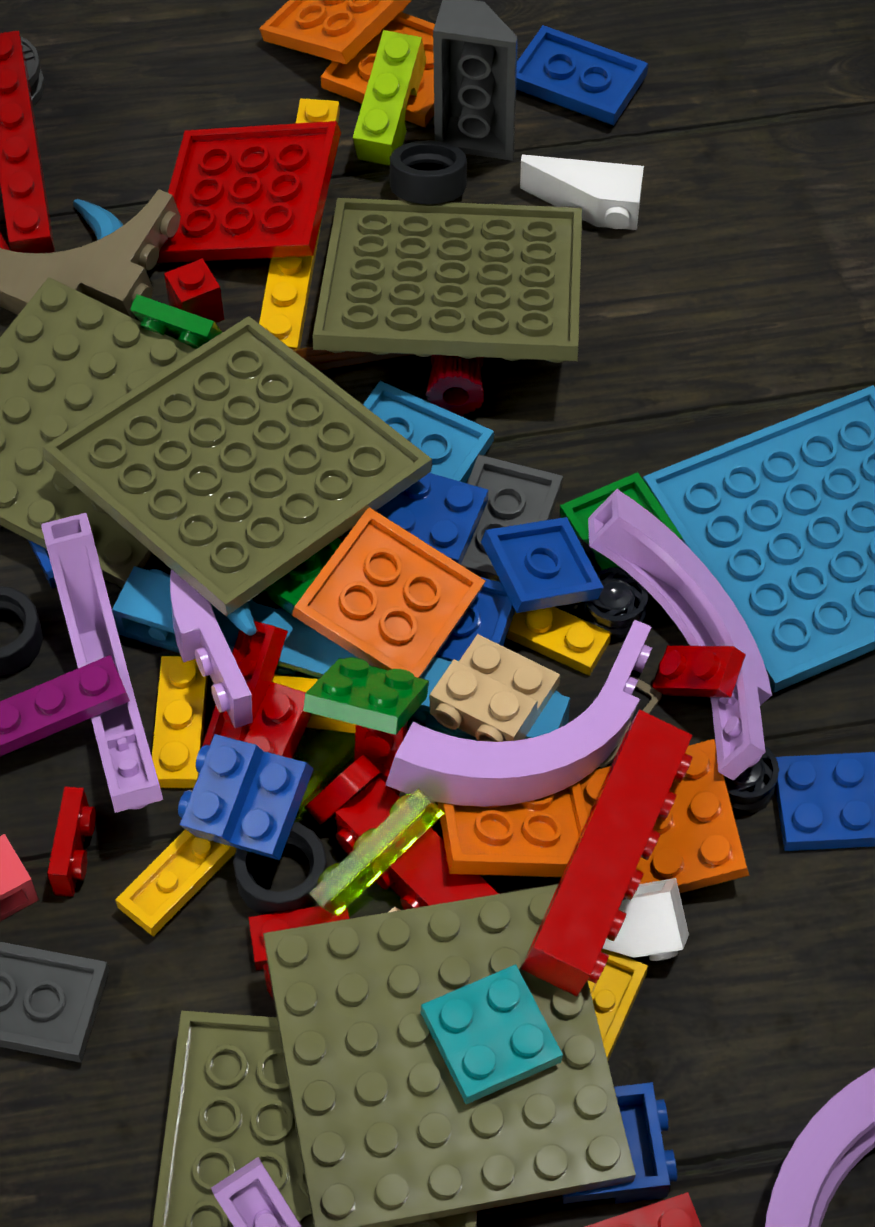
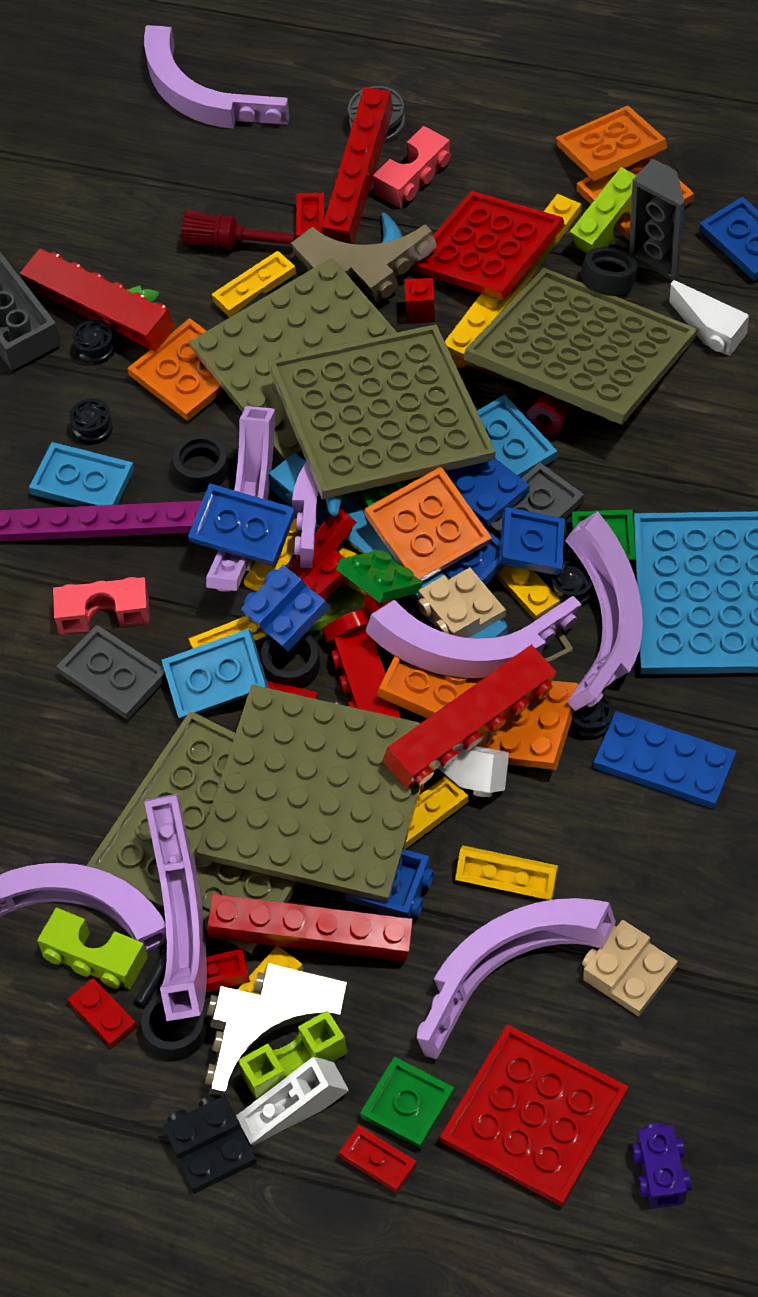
camera: 30 degrees right, 0 degrees up
(67, 857) = (180, 596): red plate -> none
(82, 150) = (400, 182): none -> coral arch
(121, 699) = (242, 524): none -> blue plate
(174, 322) = (390, 311): green plate -> none
(186, 938) = (214, 673): none -> dark azure plate
(376, 852) = (341, 667): clear neon green plate -> none
(491, 1034) = (345, 788): teal plate -> none
(699, 671) = (594, 641): red plate -> none
(764, 1056) = (506, 872): none -> yellow plate

